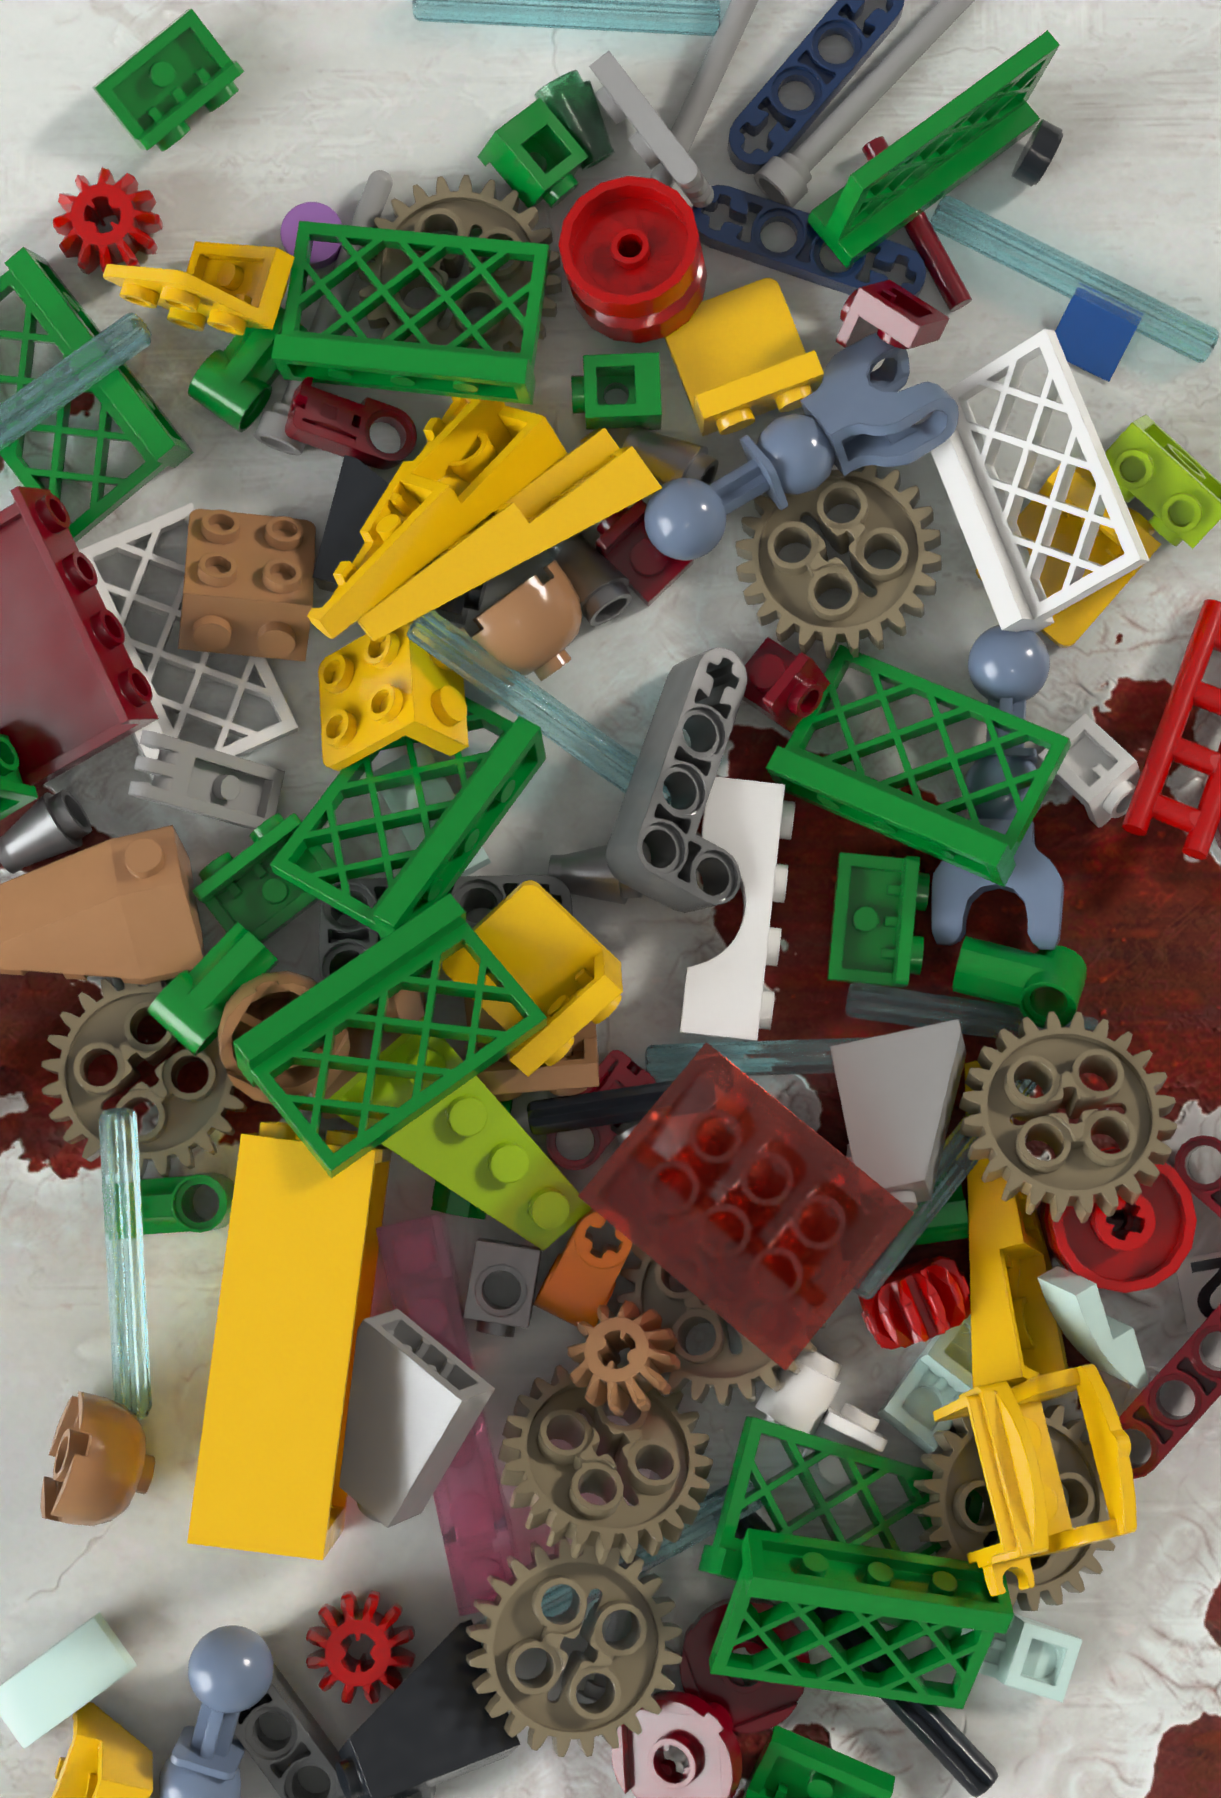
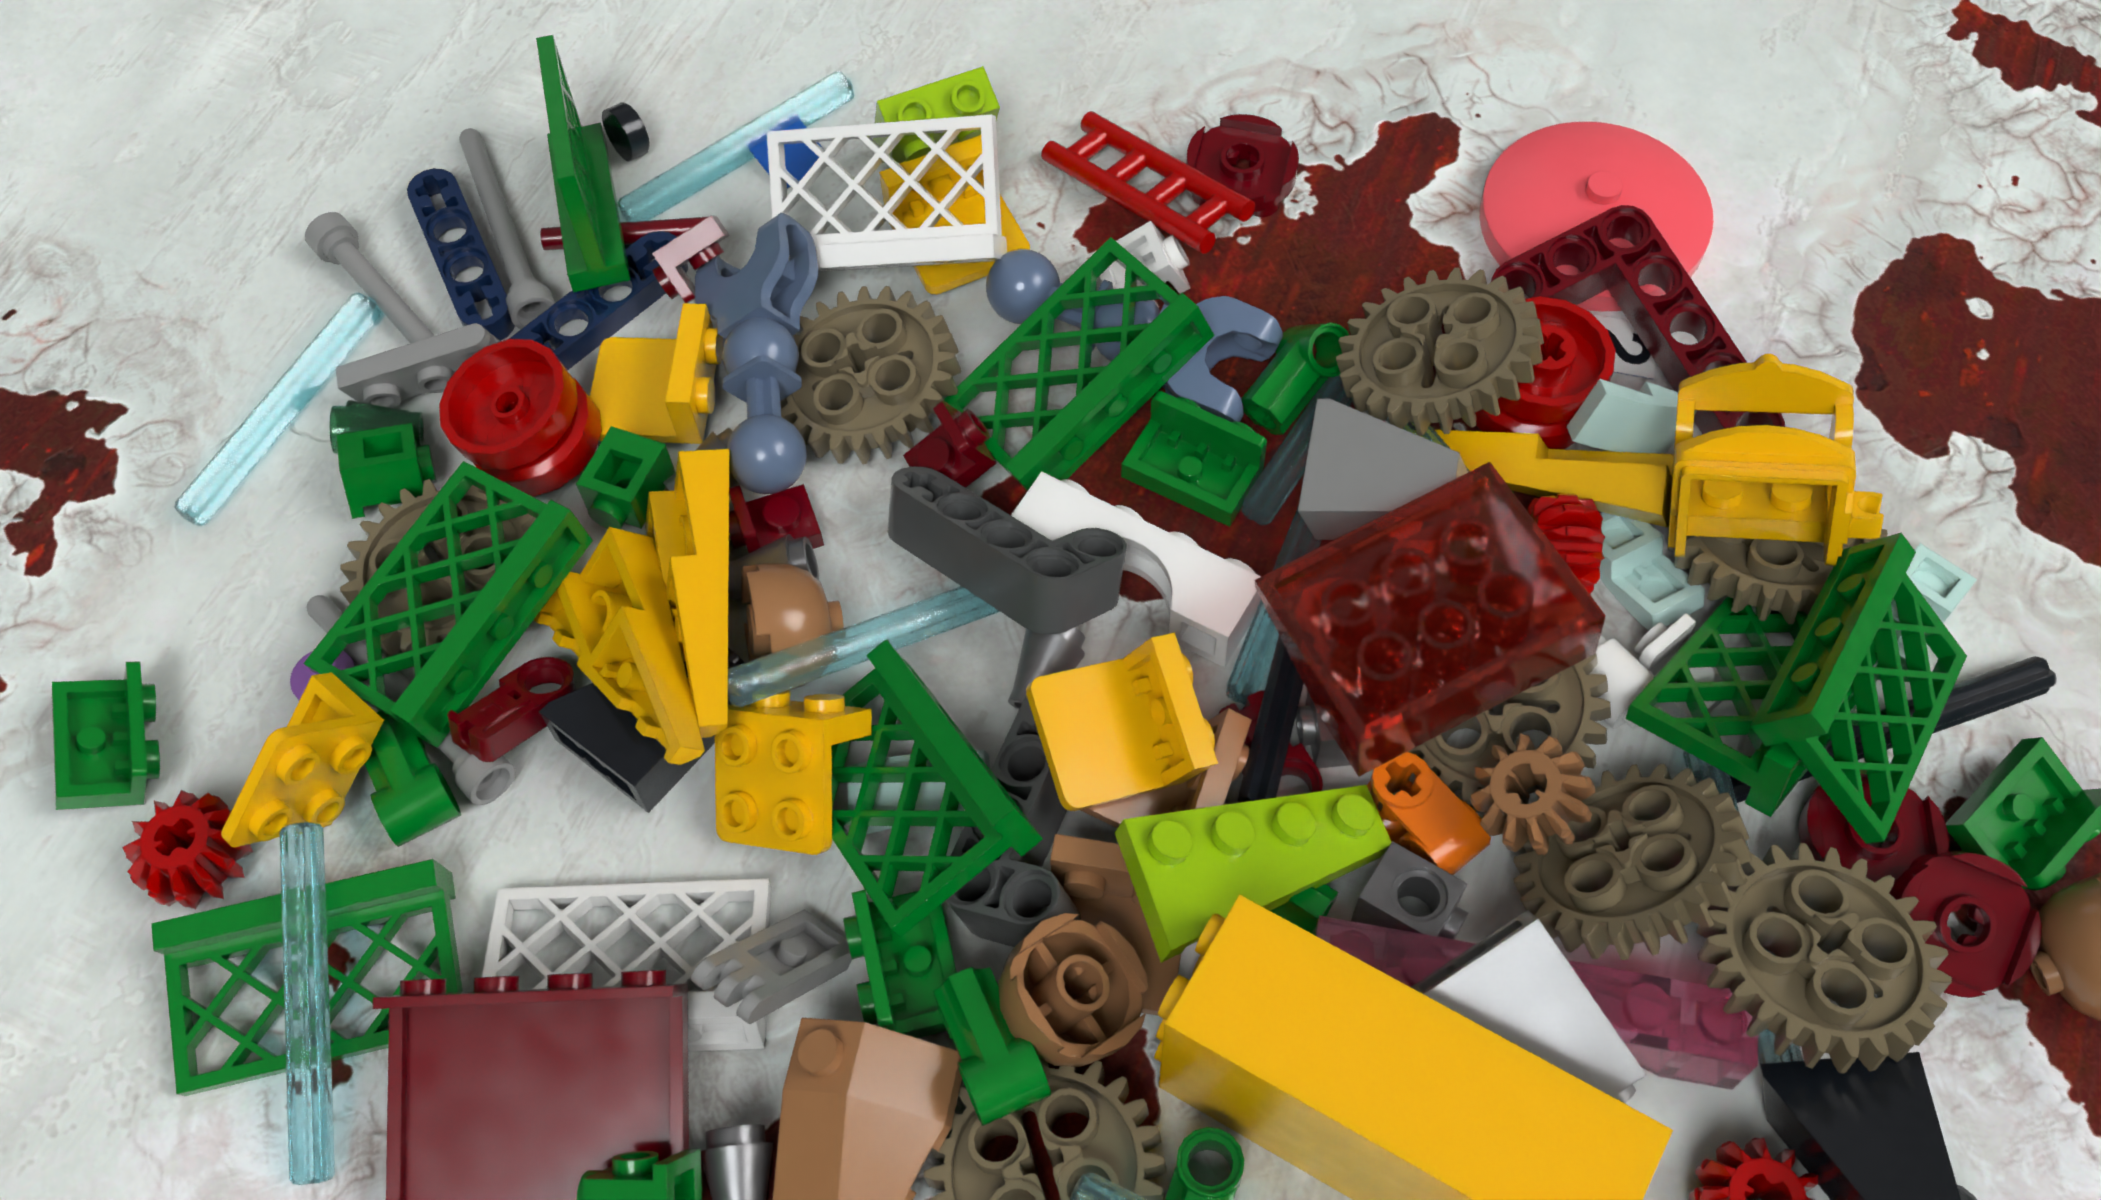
camera: 70 degrees left, 25 degrees down
(247, 585) = (612, 857): medium nougat bracket -> none
(353, 992) = (1070, 886): green fence -> none

